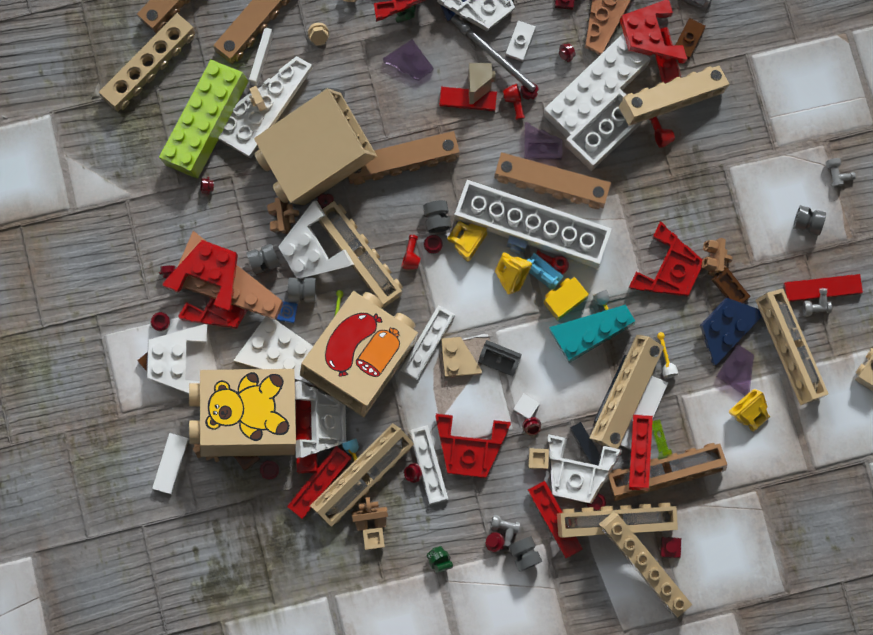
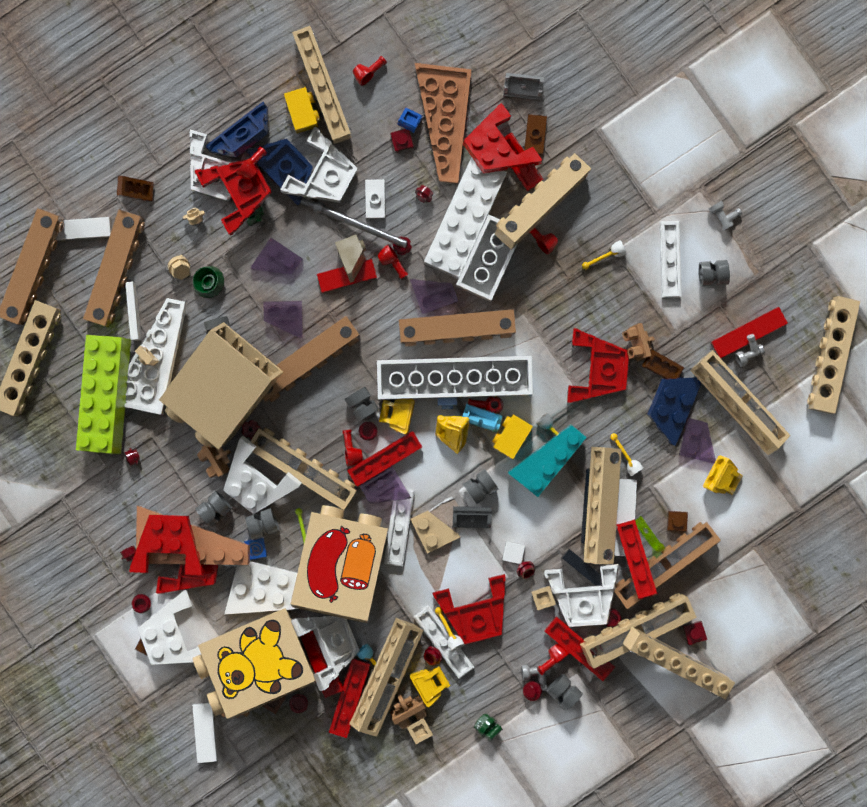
camera: 20 degrees left, 10 degrees up
(339, 56) = (208, 281): none -> dark green hat
(396, 498) = (426, 686): none -> yellow piece
(397, 112) = (285, 315): none -> clear purple wing
(429, 300) = (385, 487): none -> clear purple wing
(439, 274) = (384, 458): none -> red plate
(439, 467) = (454, 642): none -> hinge
(518, 332) = (480, 486): none -> dark grey wheel
(531, 518) = (557, 654): none -> red bar
(692, 436) = (677, 520): none -> reddish brown plate
(726, 167) = (617, 250): none -> hinge
(773, 195) = (670, 259): none -> white tile

